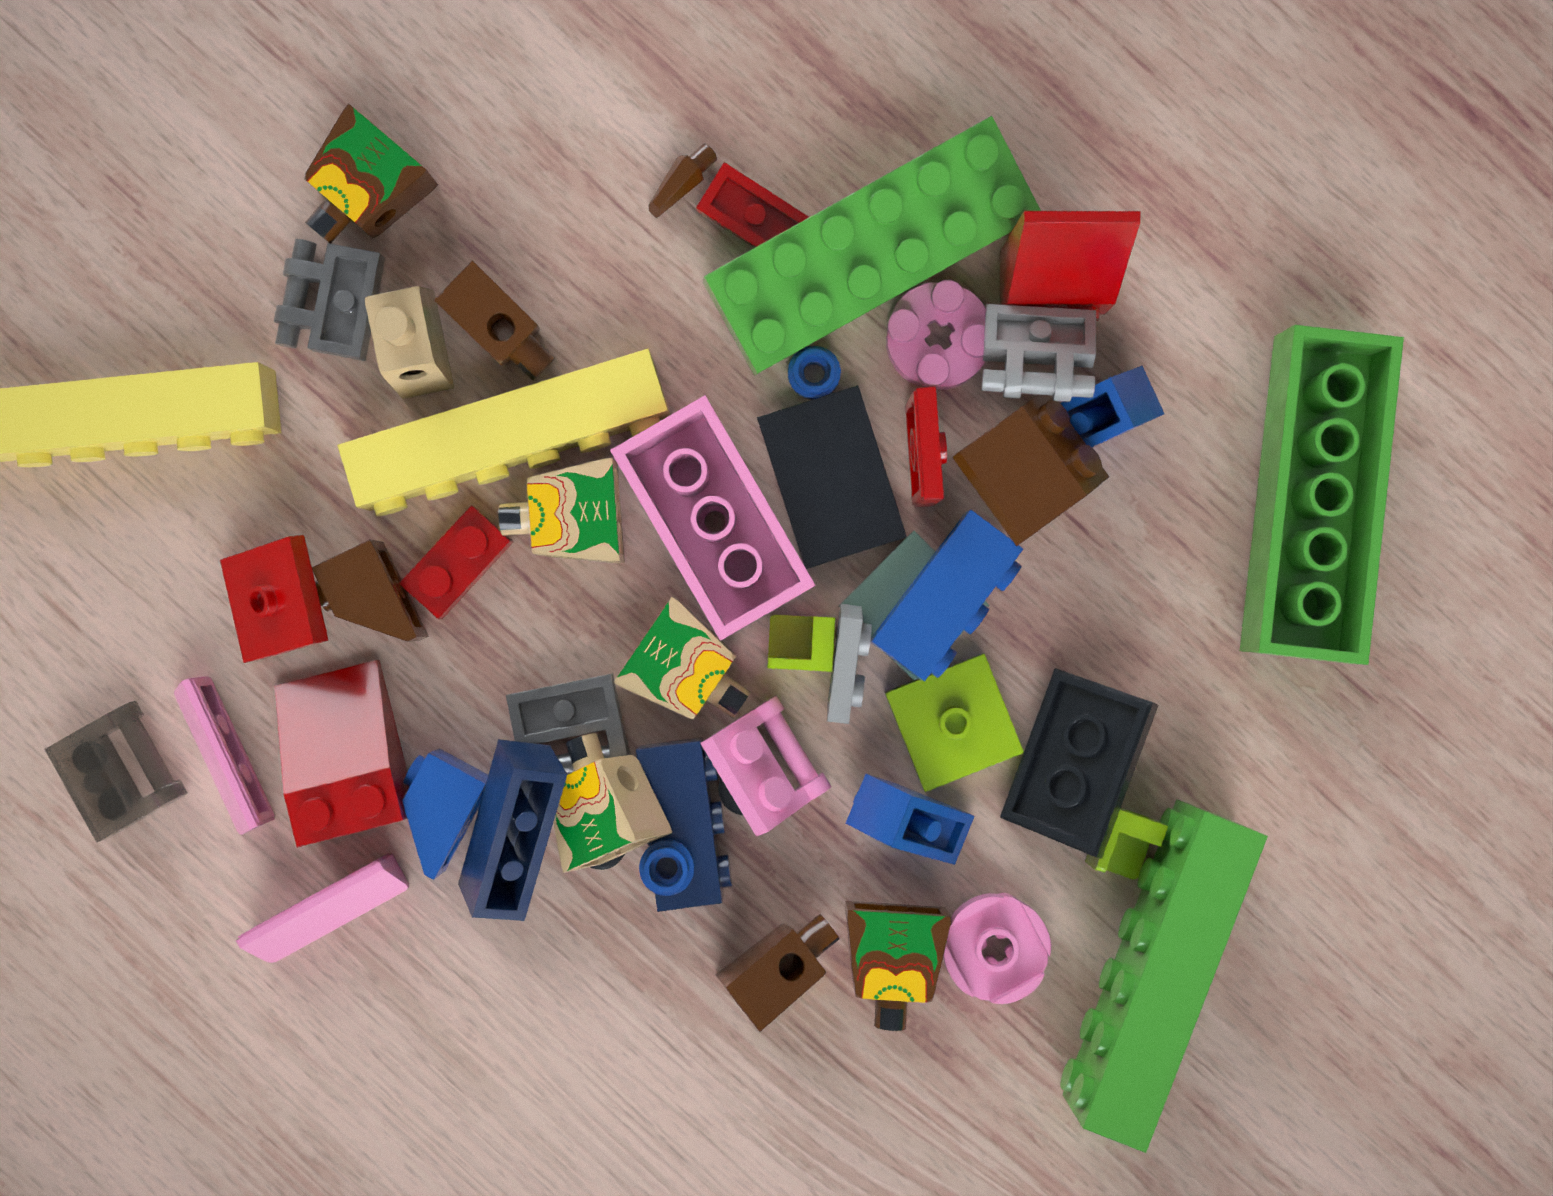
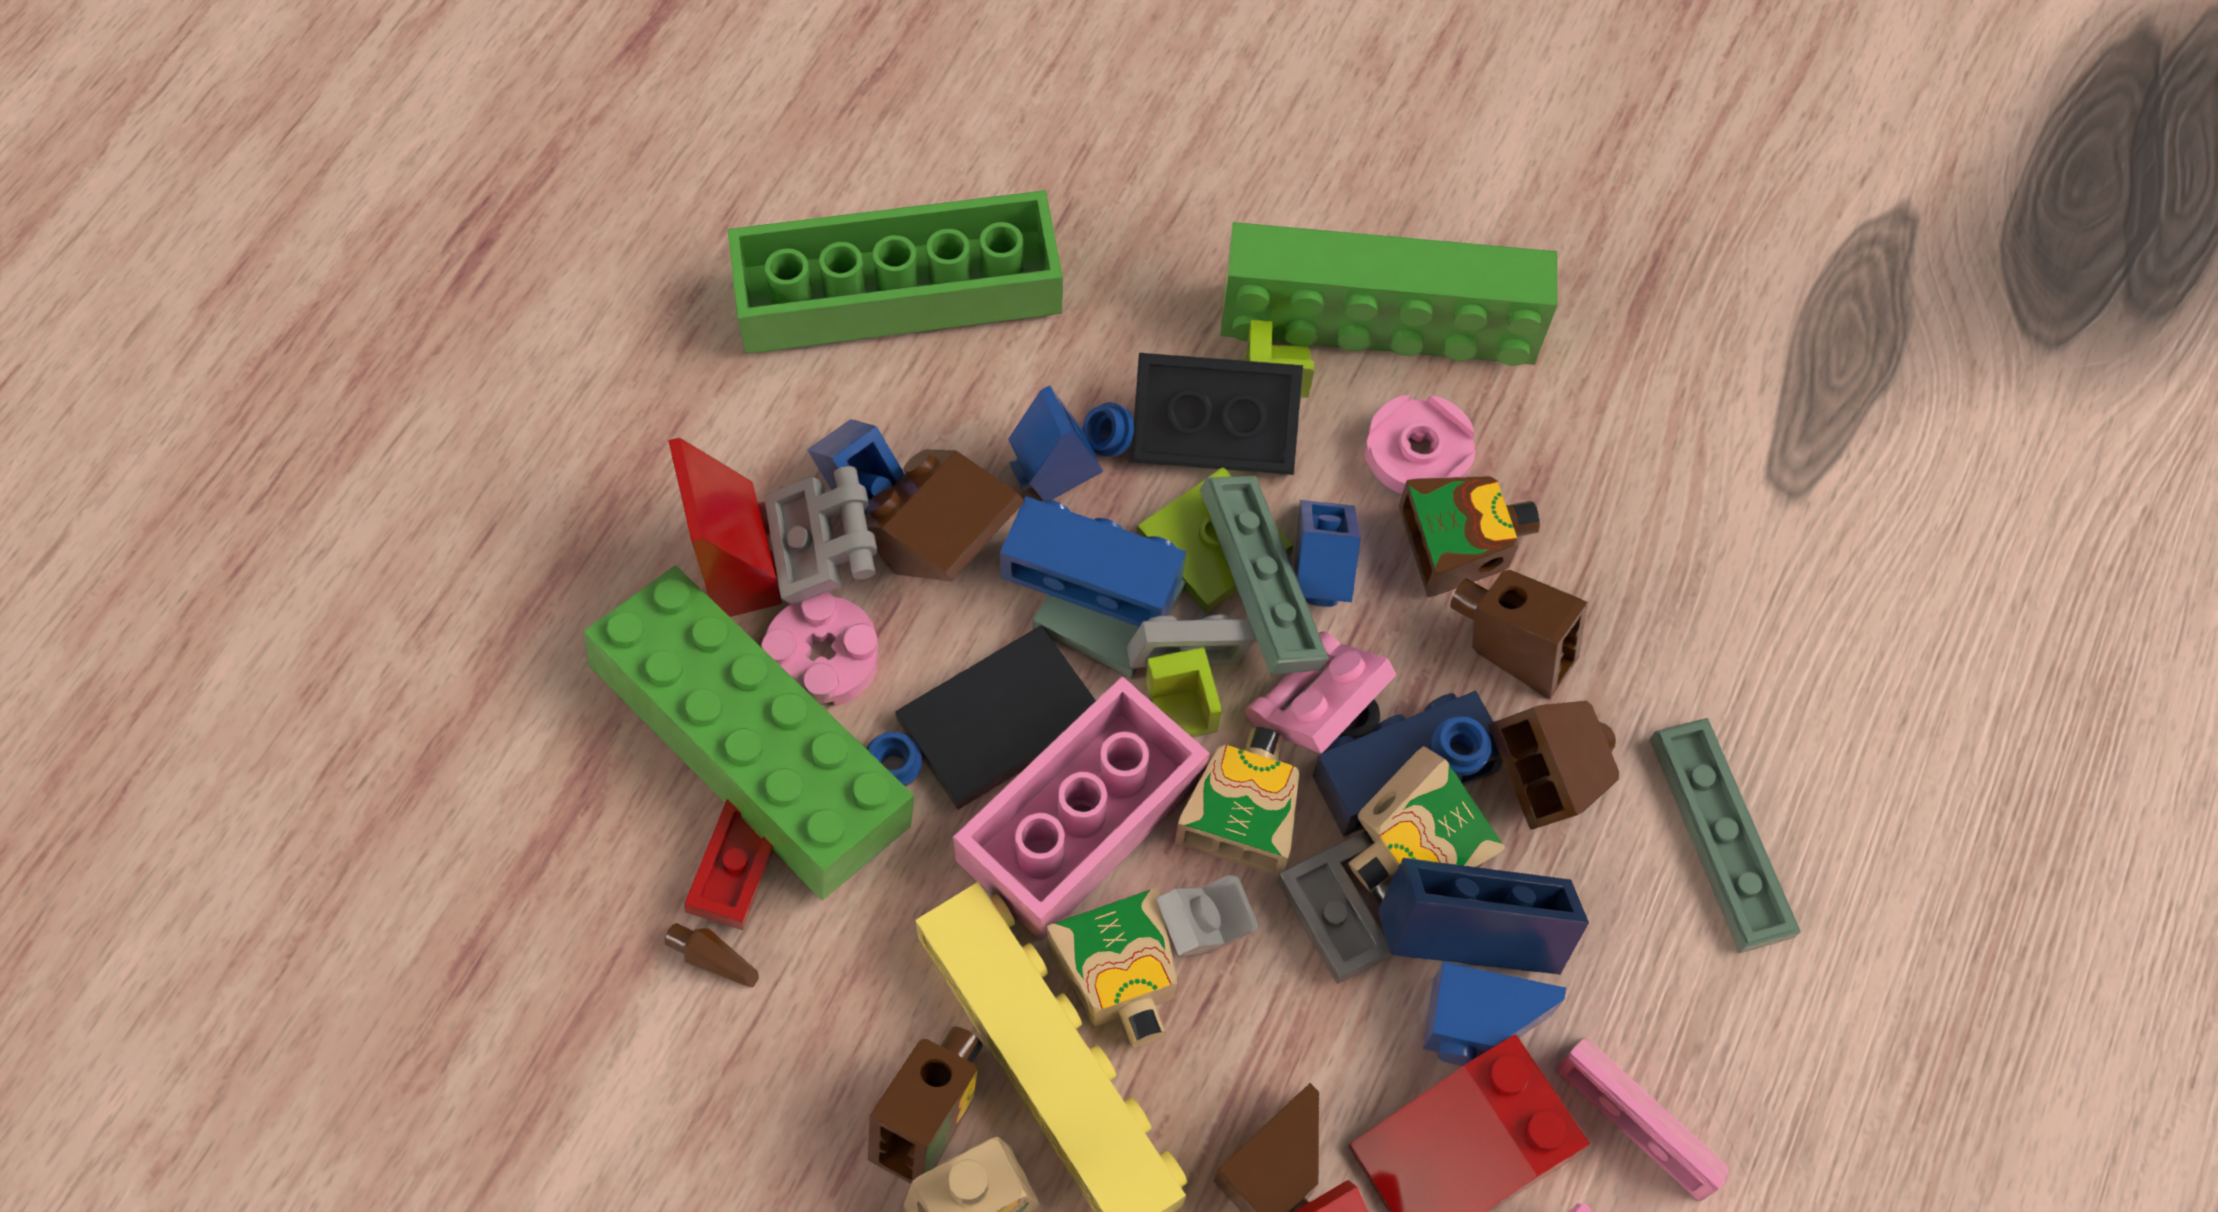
camera: 110 degrees left, 25 degrees down
(456, 562) = (1210, 1084): red plate -> none
(545, 1078) = (1724, 835): none -> sand green tile
(590, 597) = (1207, 916): none -> light grey bracket
(635, 952) = (1556, 759): none -> reddish brown torso
(893, 749) = (1263, 575): none -> sand green tile
(925, 448) = (948, 617): red plate -> none
(1077, 594) = (1051, 448): none -> blue slope
(1093, 656) = (1109, 429): none -> blue plate

